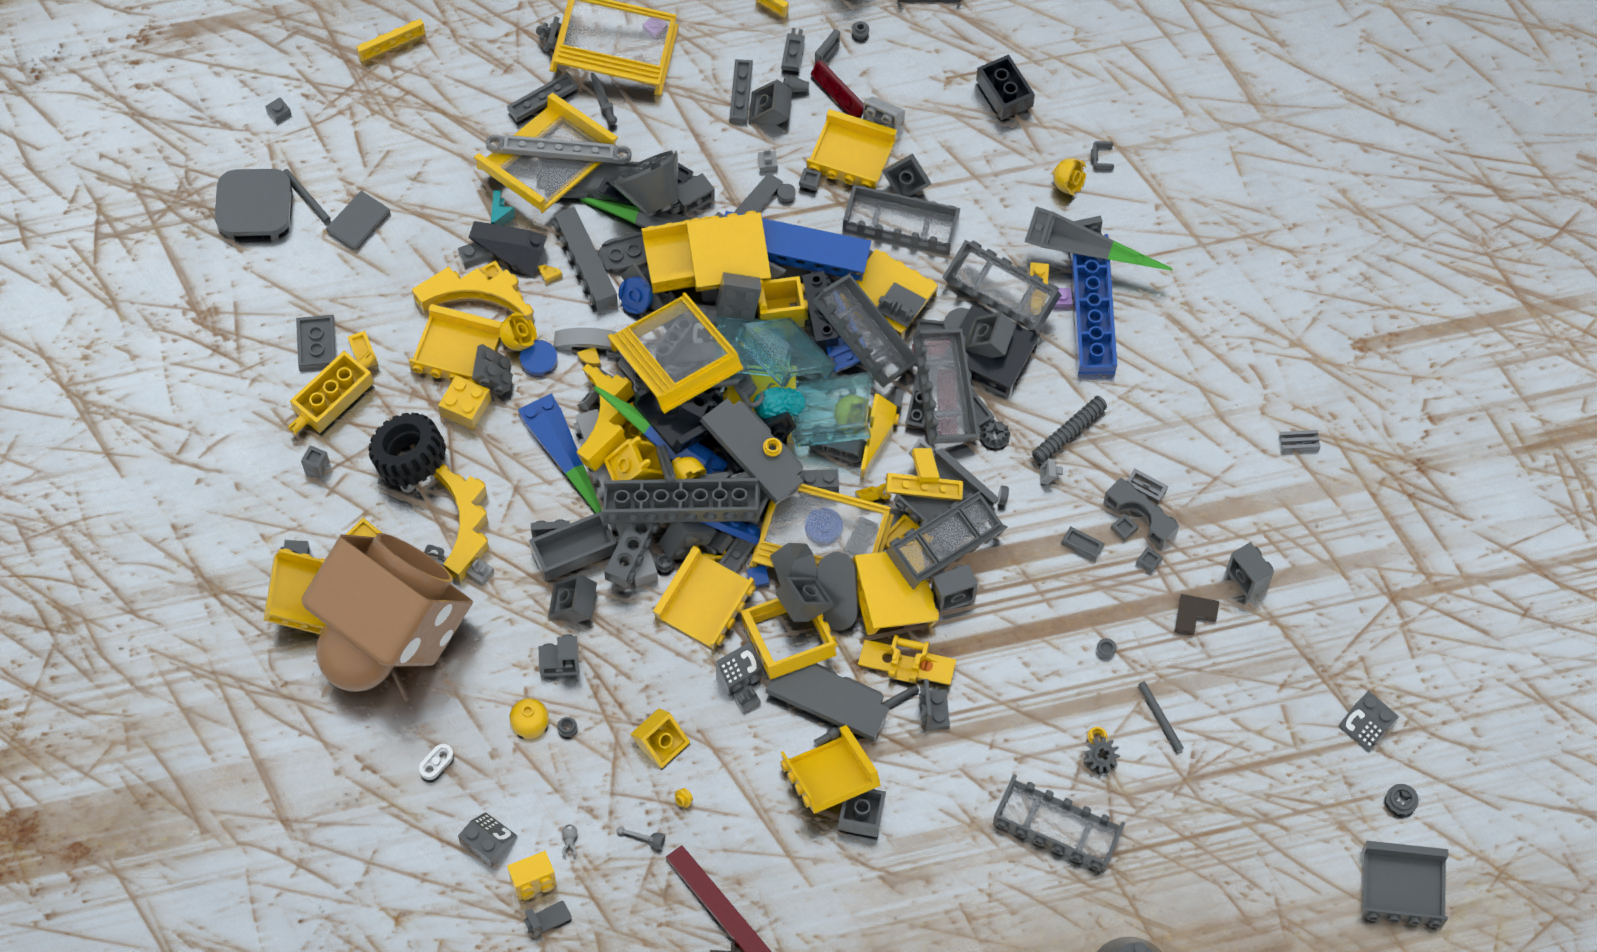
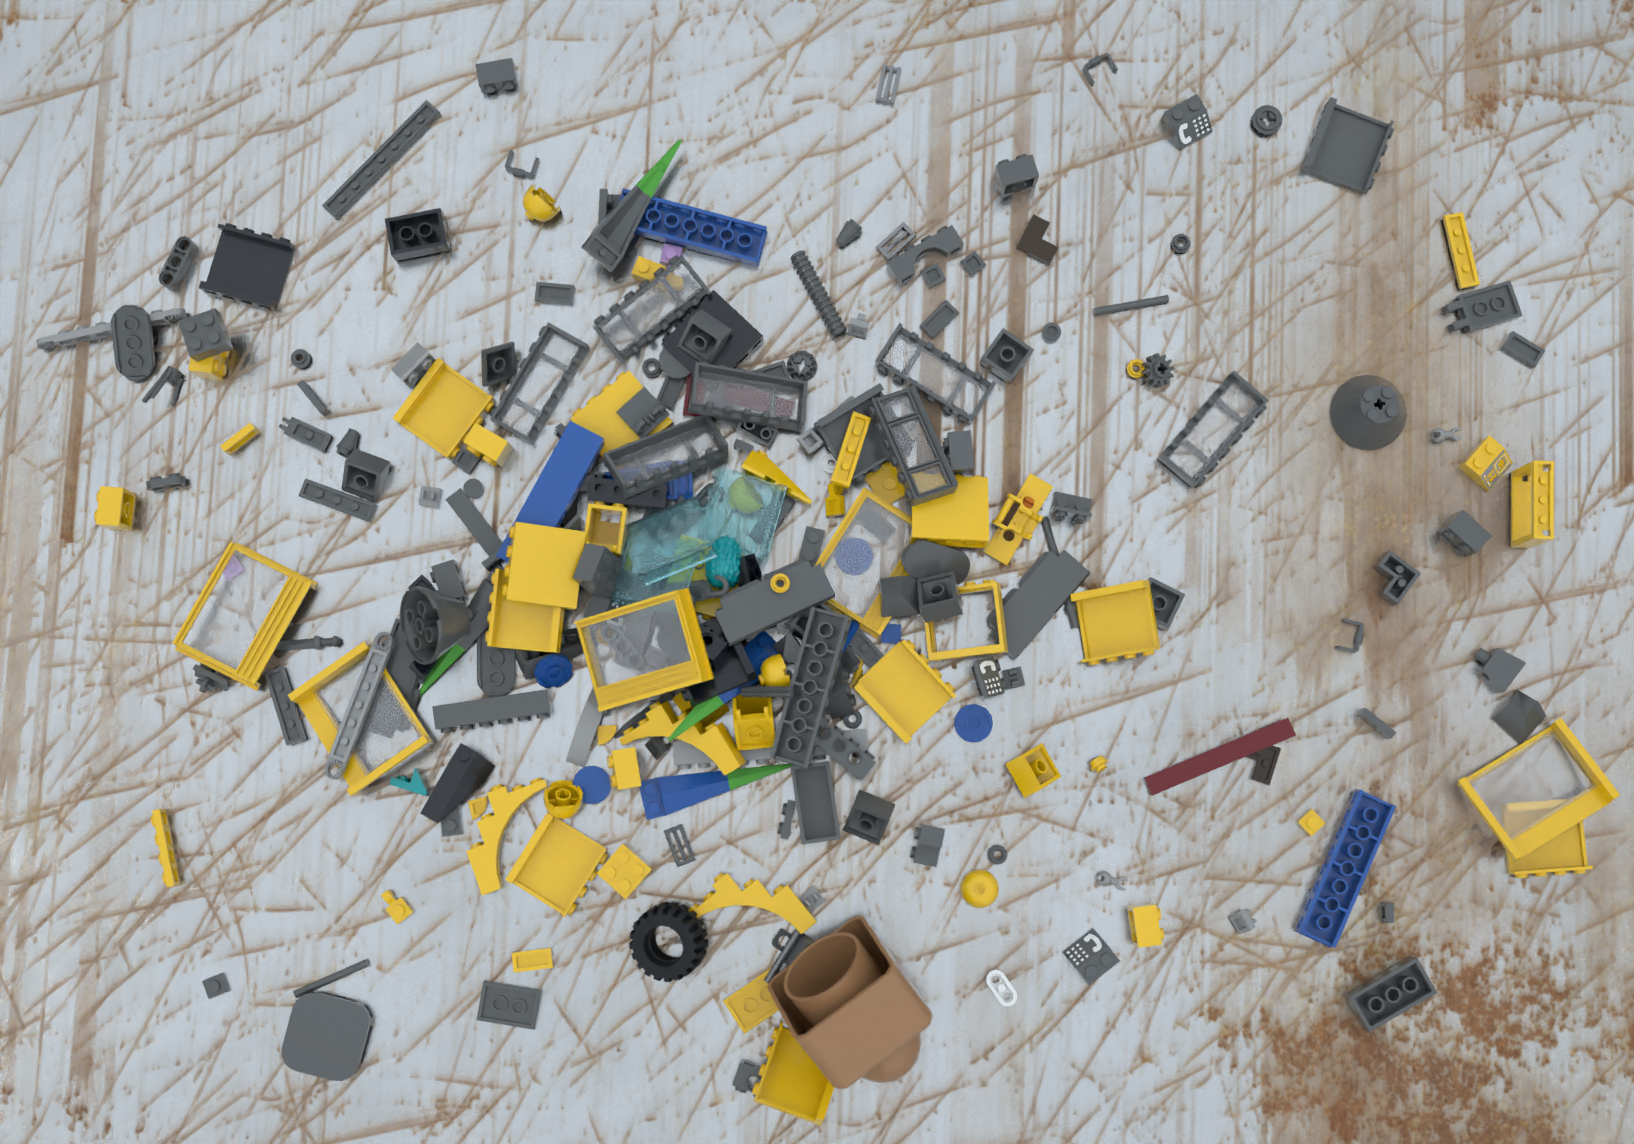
camera: 70 degrees left, 20 degrees up
(315, 461) = (649, 1035): dark grey panel -> none
(331, 392) = (576, 1002): yellow brick -> none
(358, 220) = (377, 931): dark grey tile -> none
(384, 230) = (398, 908): none -> yellow plate
(492, 370) = (599, 835): dark grey plate -> none
(510, 445) = (685, 860): none -> dark grey tile
(546, 918) = (1184, 920): dark grey bracket -> none
(549, 273) = (497, 750): yellow tile -> none
(560, 373) = (624, 769): none -> yellow brick
(656, 839) = (1132, 801): hinge -> none
(691, 673) = (973, 723): none -> blue tile
(828, 189) = (487, 444): none -> yellow brick
(837, 89) = (369, 402): dark red tile -> none
(925, 465) = (830, 441): yellow tile -> none
(947, 303) = (651, 361): none -> dark grey plate
(991, 212) = (554, 293): none -> dark grey tile
(1003, 495) = (870, 377): dark grey tile -> none
(1026, 550) = (934, 374): none -> clear window
(1065, 45) = (381, 159): none -> dark grey tile
(1066, 608) = (1006, 356): none -> dark grey brick
(1140, 441) = (848, 232): none -> dark grey cone
(1178, 112) = (496, 75): none -> dark grey piece
(1241, 742) = (1181, 237): none -> dark grey plate
(1398, 621) = (1096, 60): none -> dark grey piece

